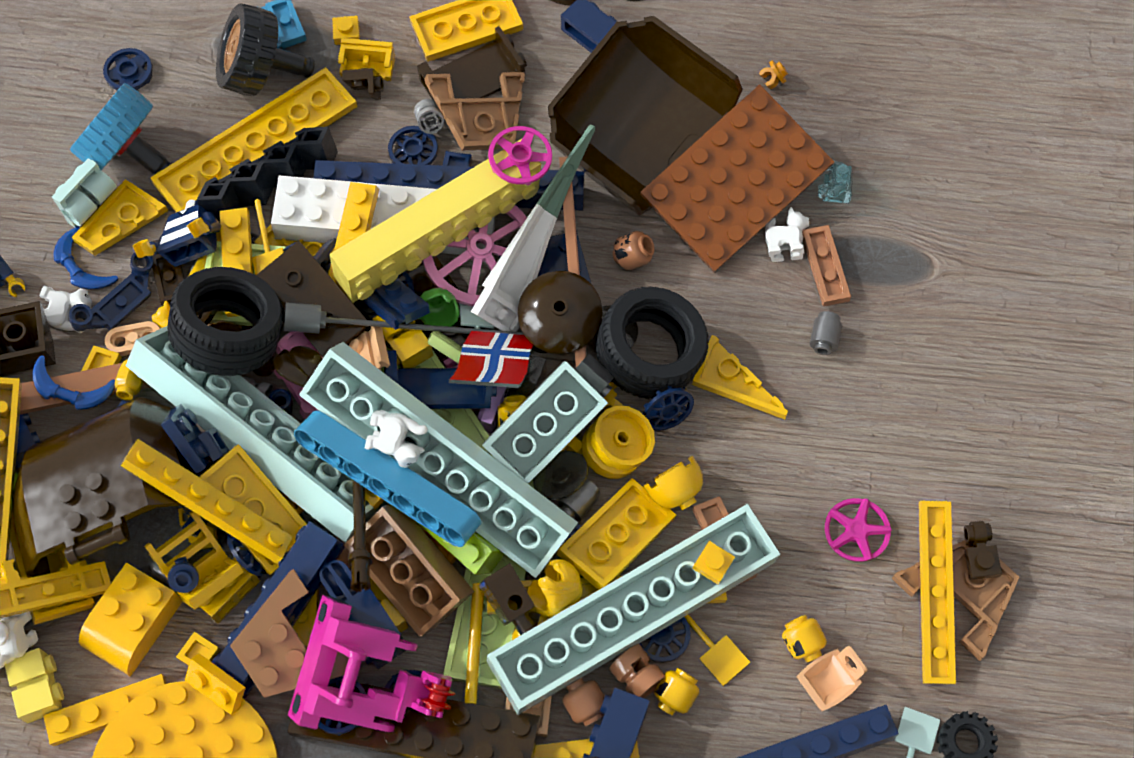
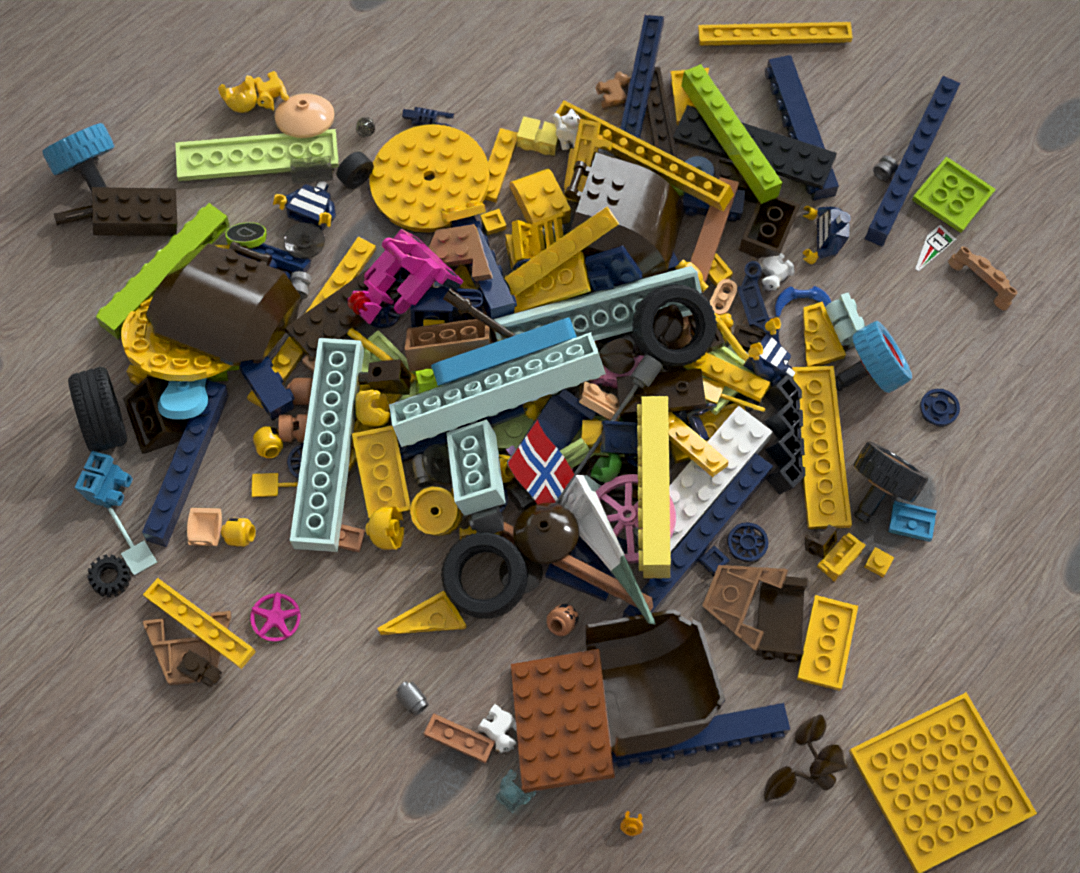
camera: 120 degrees right, 0 degrees up
(81, 400) = (712, 225): blue piece -> none
(183, 576) = (535, 225): dark blue plate -> none
(392, 436) = (519, 361): white animal -> none
(427, 110) = (760, 559): light grey wheel -> none
(520, 155) = (657, 553): dark pink wheel -> none
(663, 410) = (435, 558): dark blue wheel -> none
(713, 562) = (313, 496): yellow plate -> none

